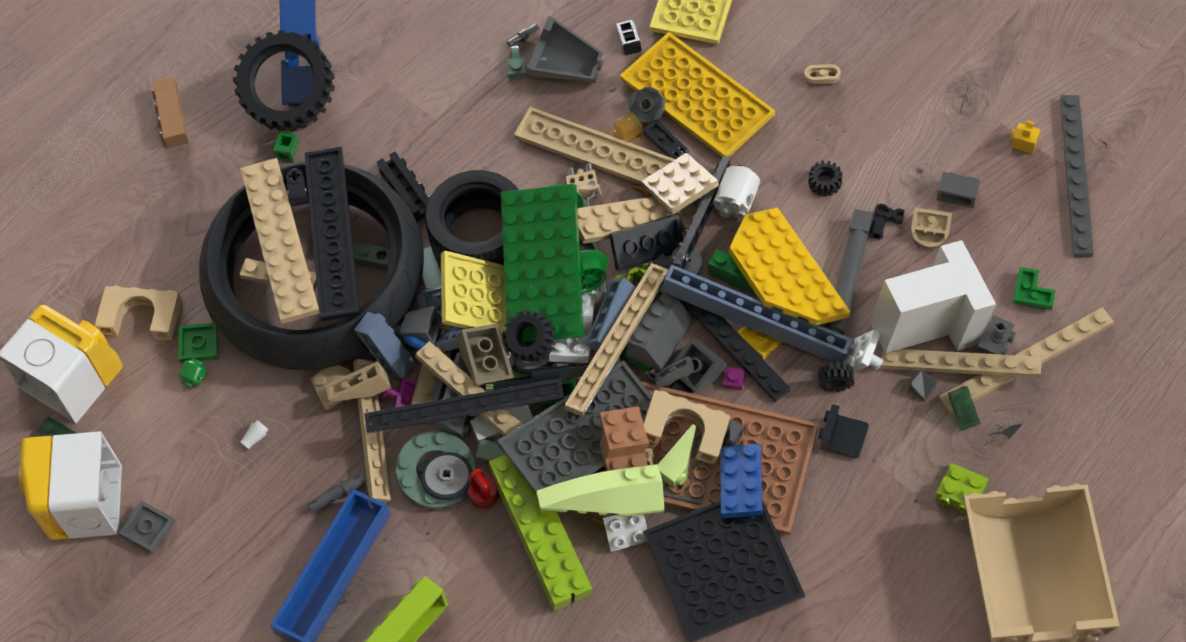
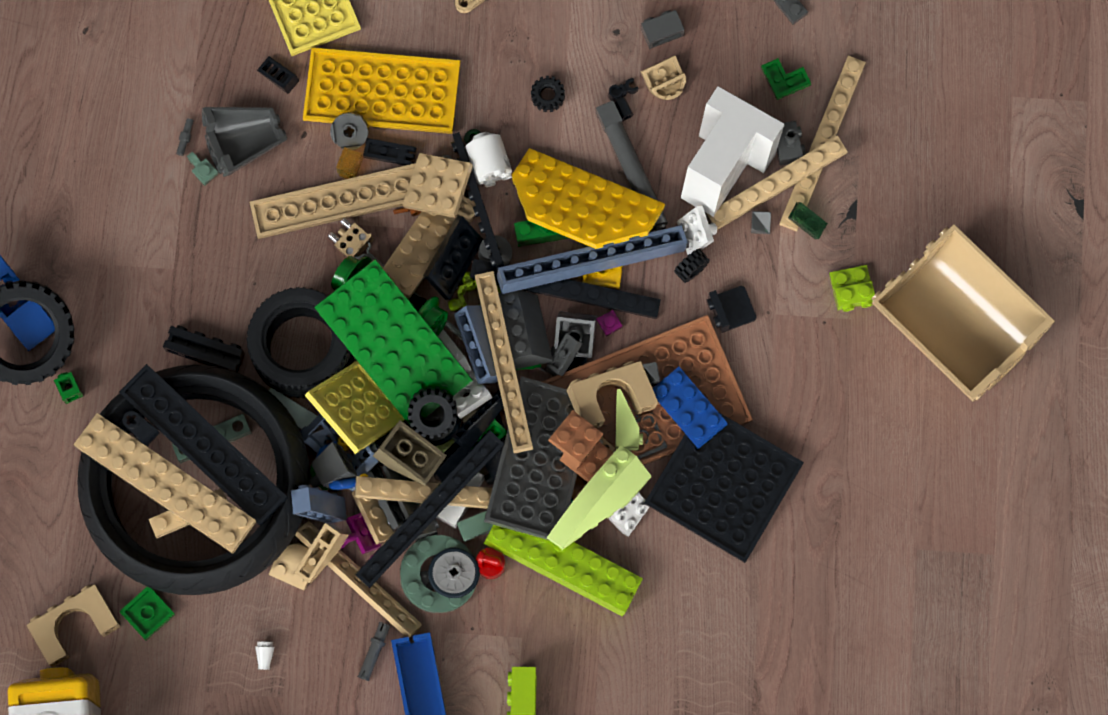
camera: 40 degrees left, 15 degrees up
(192, 372) = (167, 641): green head -> none

